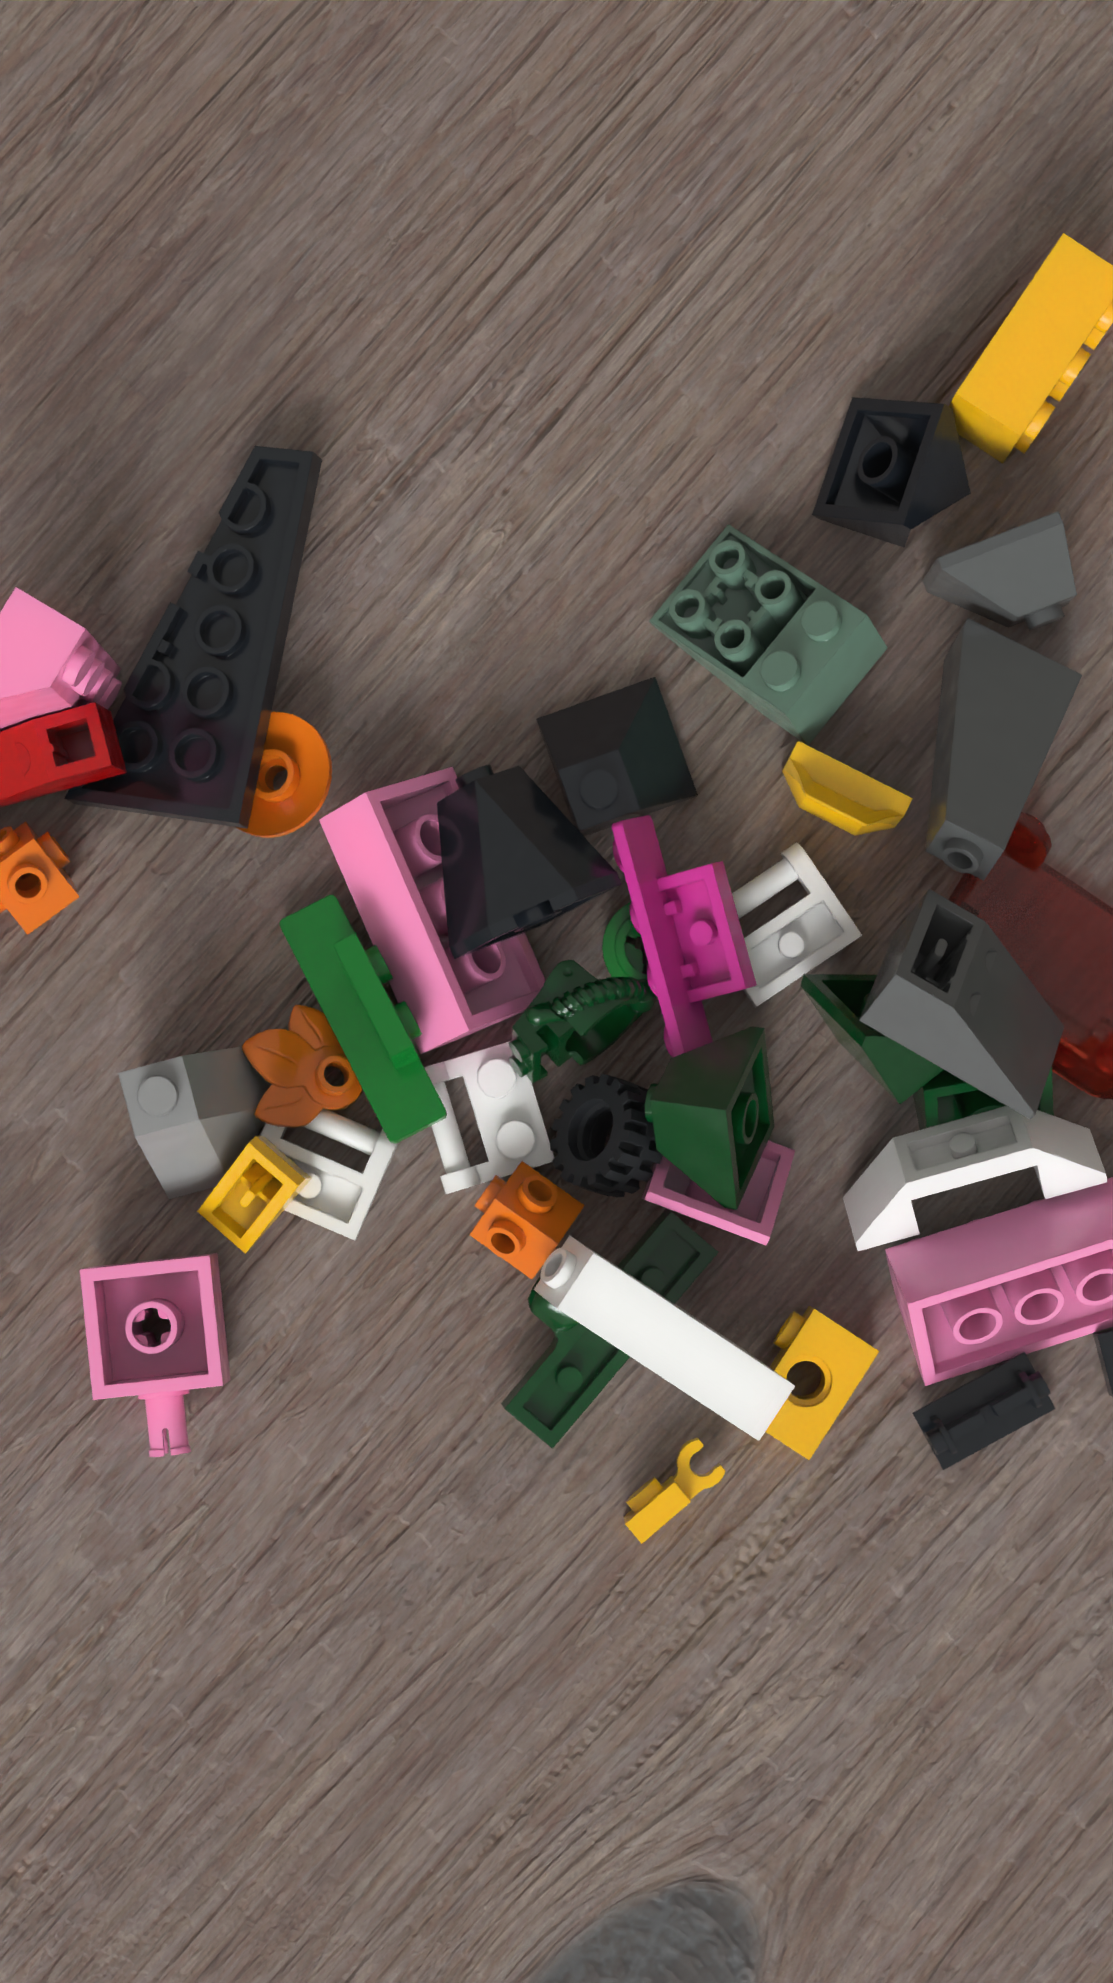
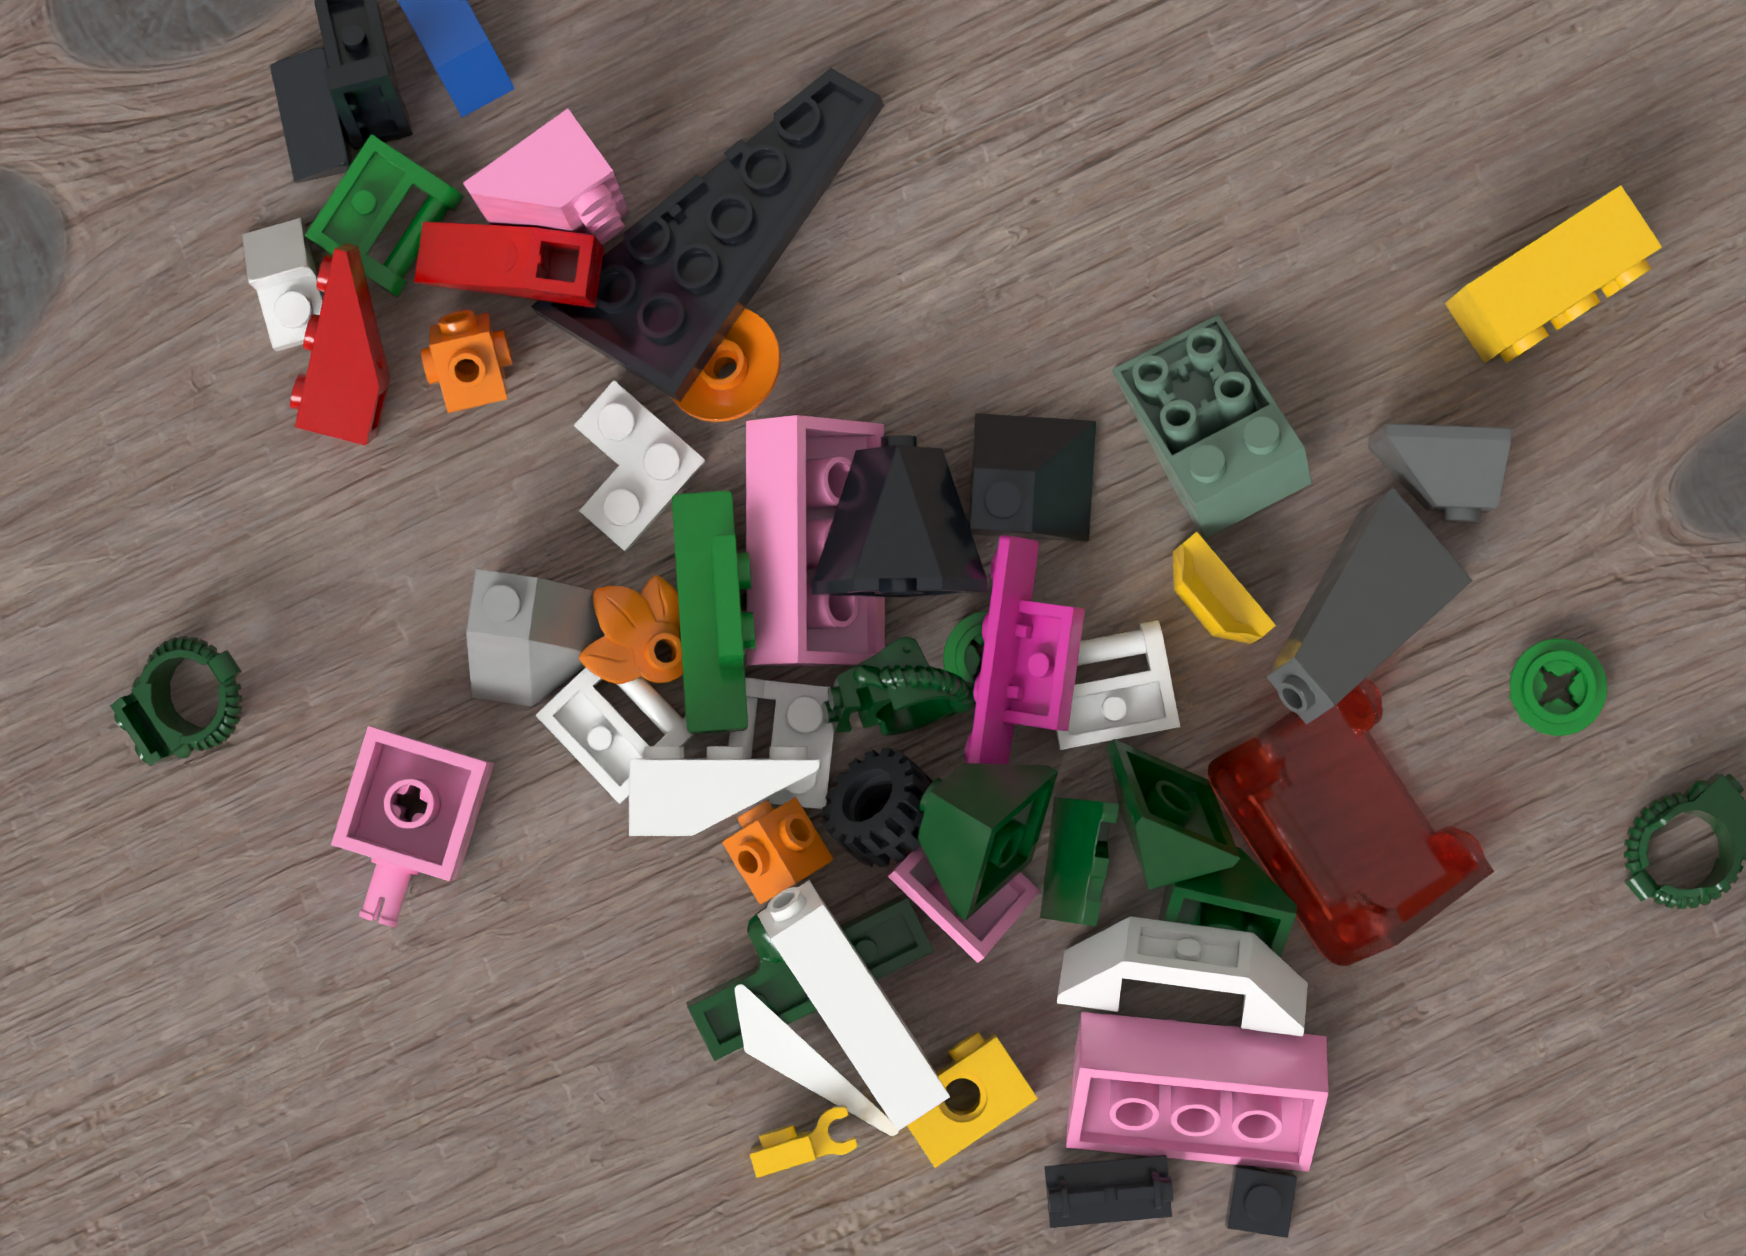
camera: 20 degrees right, 0 degrees up
(245, 903) = (649, 460): none -> white plate
(253, 1193) = (548, 724): yellow slope -> none
(421, 1202) = (690, 794): none -> white slope
(613, 1409) = (782, 1049): none -> white sticker
(818, 1105) = (1077, 860): none -> dark green slope
(892, 468) = (1383, 327): black slope -> none
(965, 1004) = (1242, 827): dark grey slope -> none

